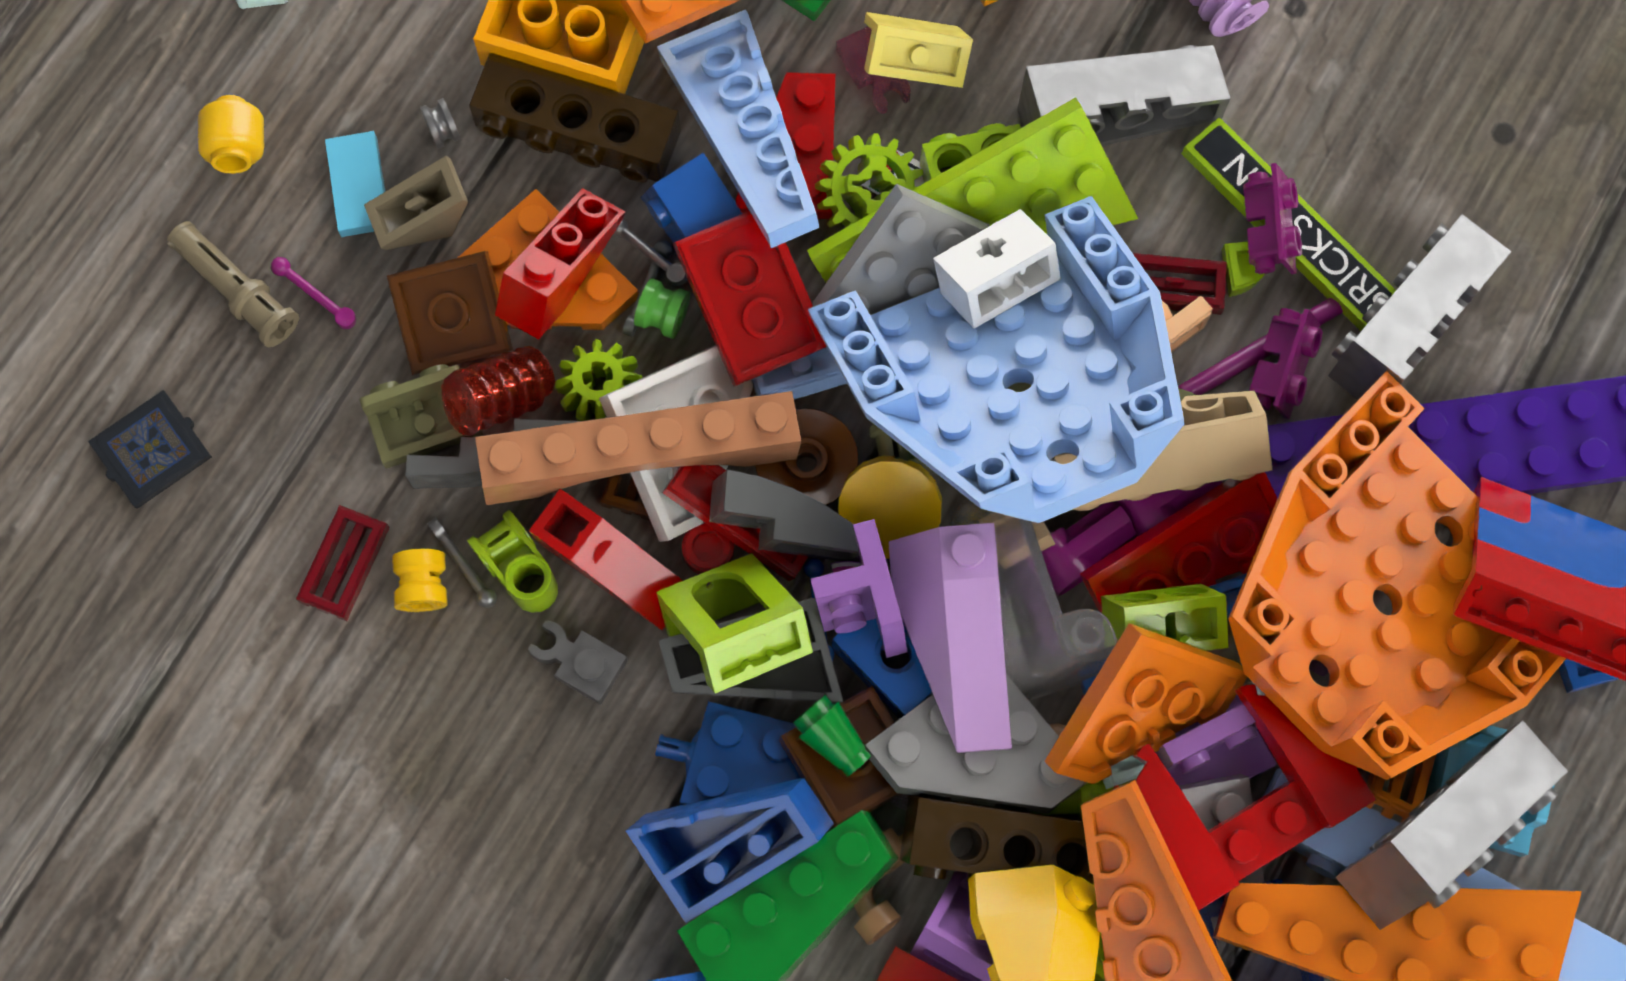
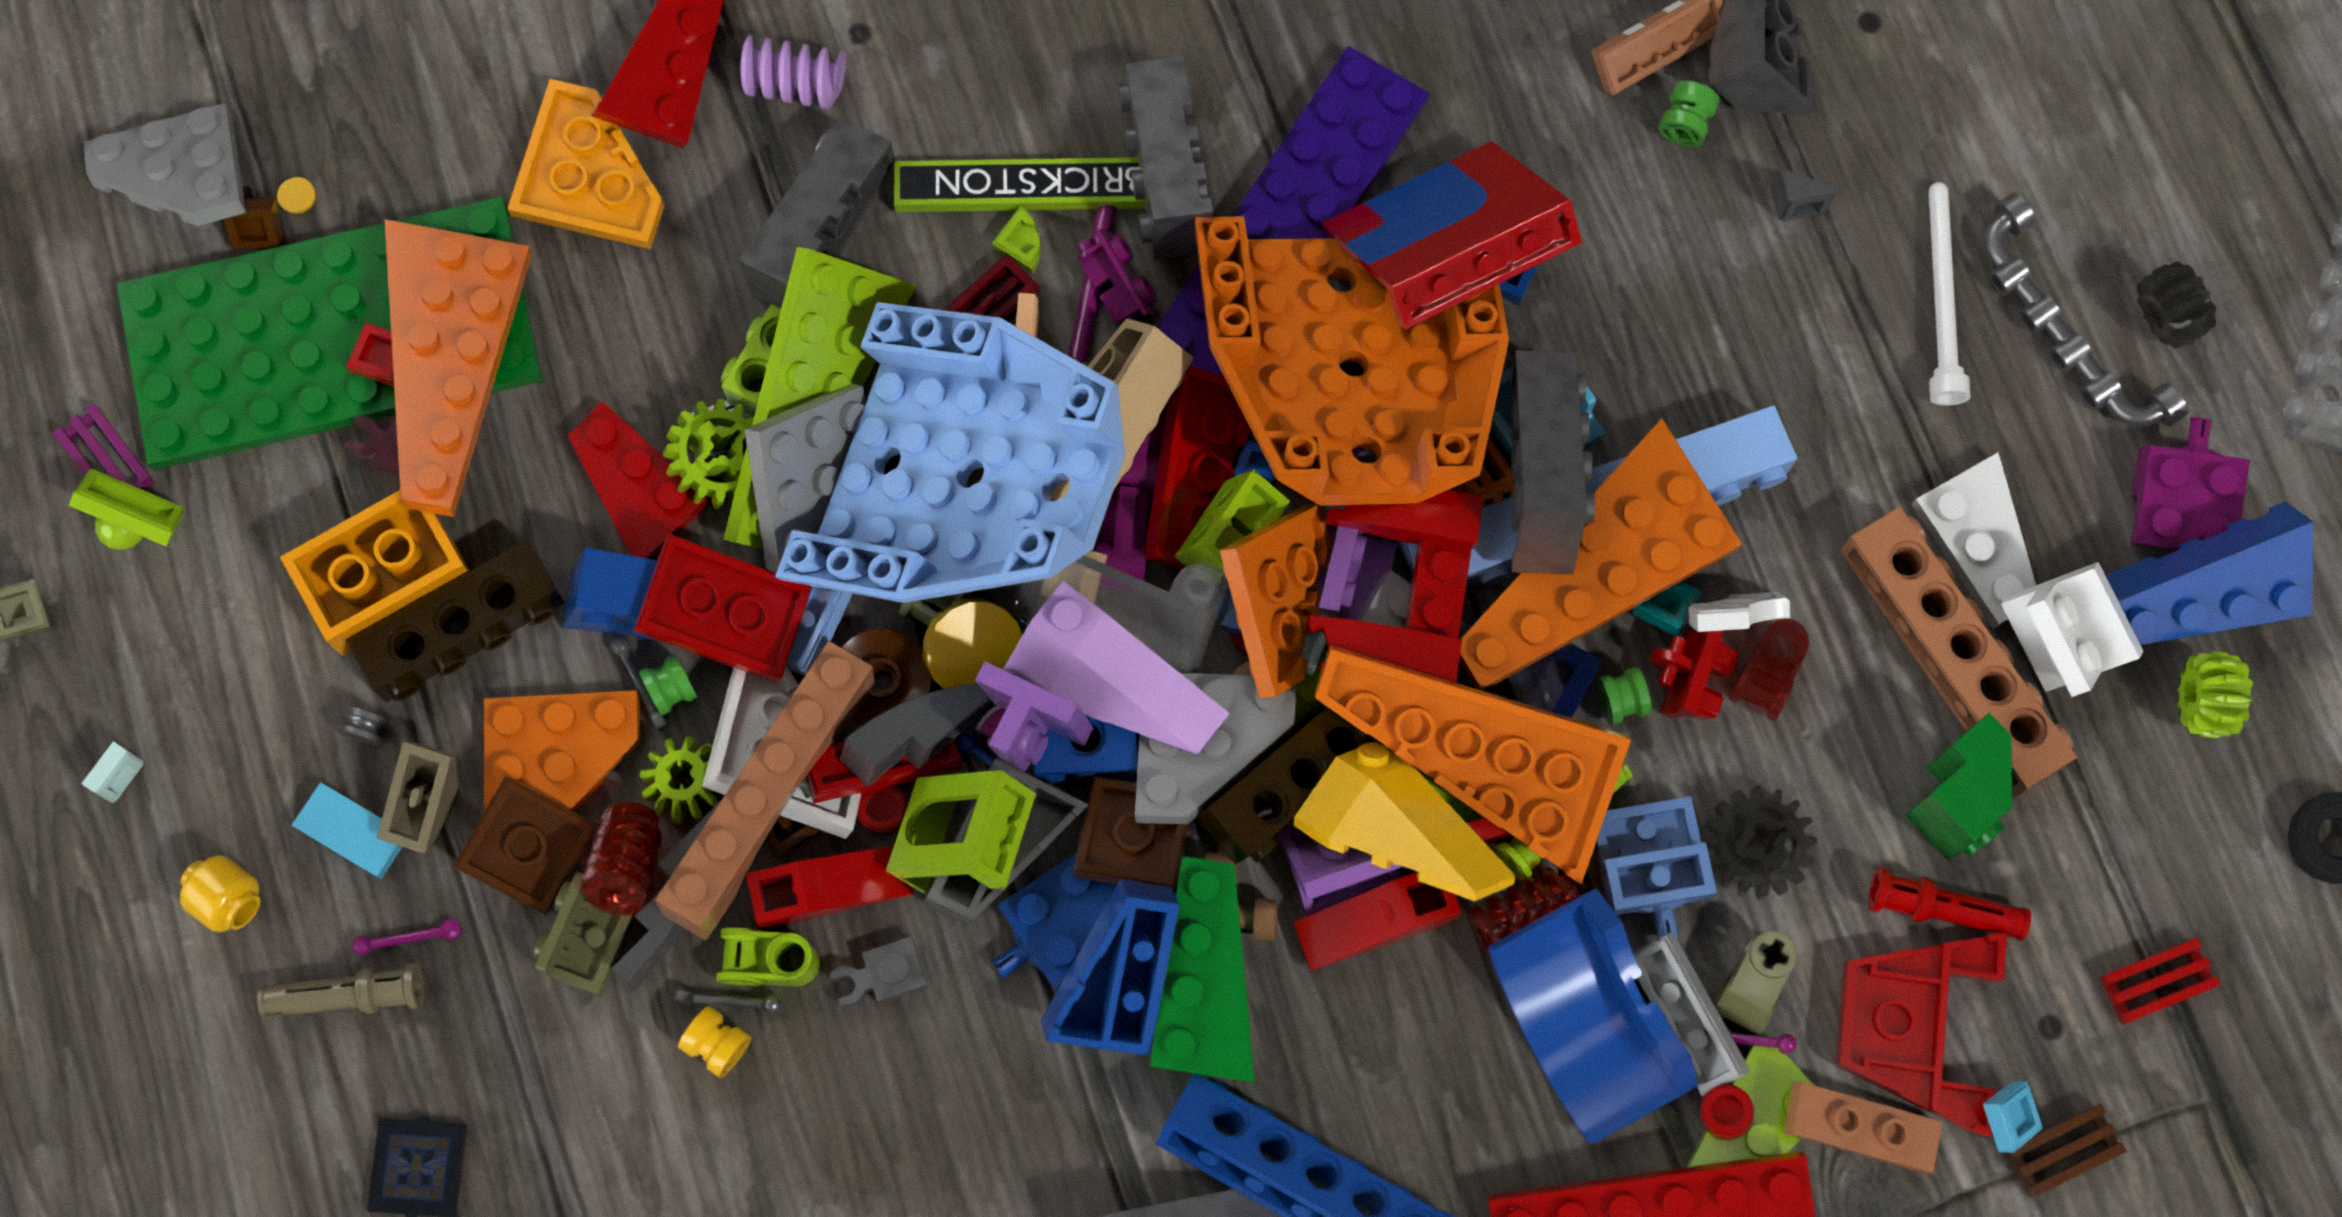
camera: 50 degrees left, 0 degrees up
(362, 568) = (665, 1130): dark red tile -> none
(556, 263) = (564, 730): red slope -> none
(675, 272) = (650, 650): flat silver hinge -> none
(737, 110) = (562, 494): light blue wing -> none
(832, 735) = (1107, 832): green cone -> none
(853, 54) = (616, 364): clear pink plate -> none
(917, 50) = (642, 325): light yellow panel -> none
(997, 268) = (871, 415): white brick -> none
(1278, 239) = (994, 181): magenta hinge -> none

